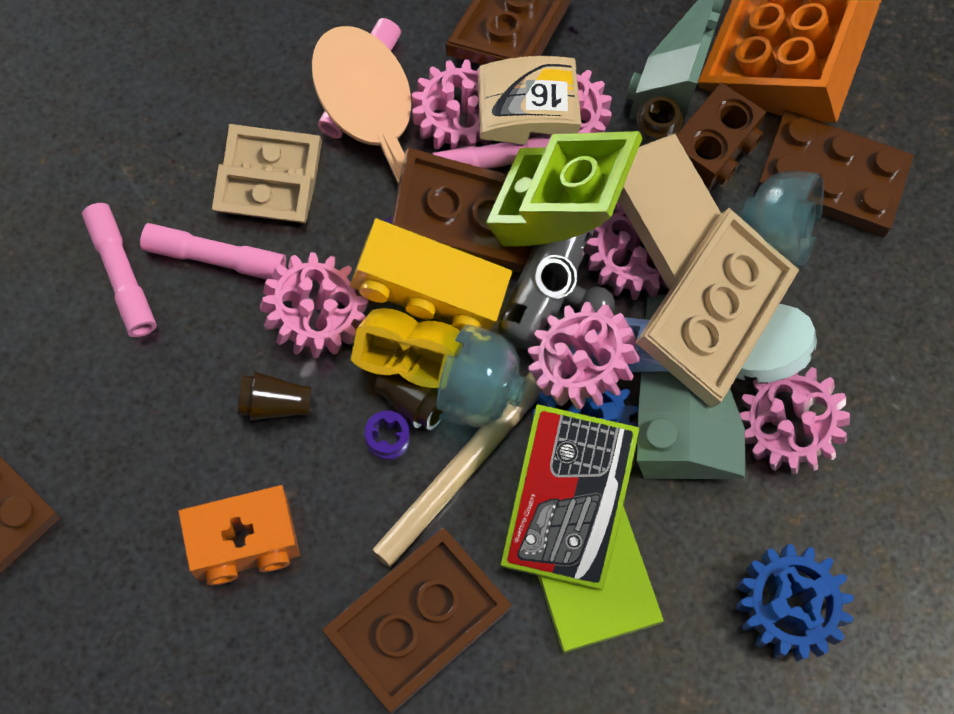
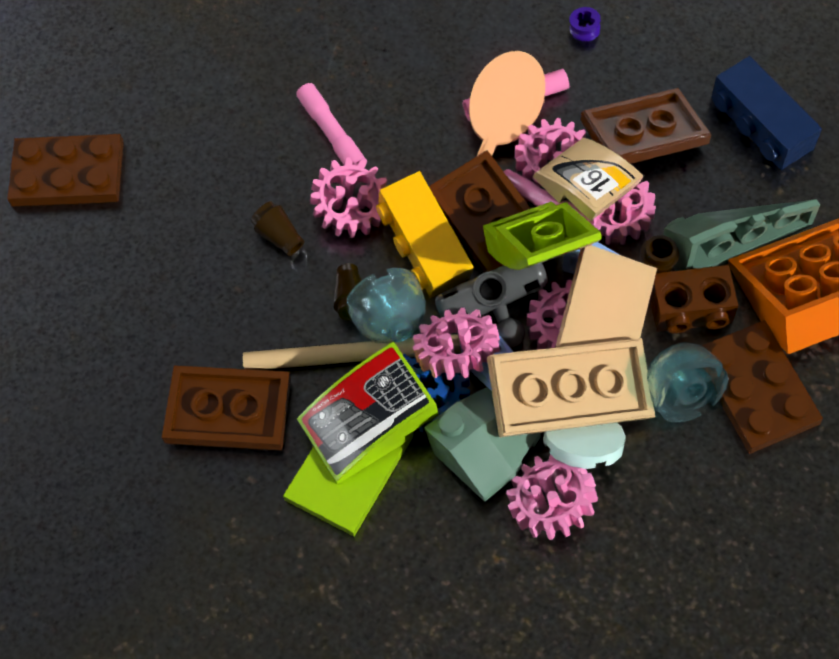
camera: 55 degrees right, 5 degrees down
(128, 294) = (265, 113): bright pink piece -> none
(213, 528) = (186, 283): orange brick -> none
(267, 174) = (405, 109): tan slope -> none
(391, 421) = (311, 291): dark purple bush -> none
(396, 343) = (366, 251): yellow brick -> none
(803, 621) = (451, 600): blue gear -> none

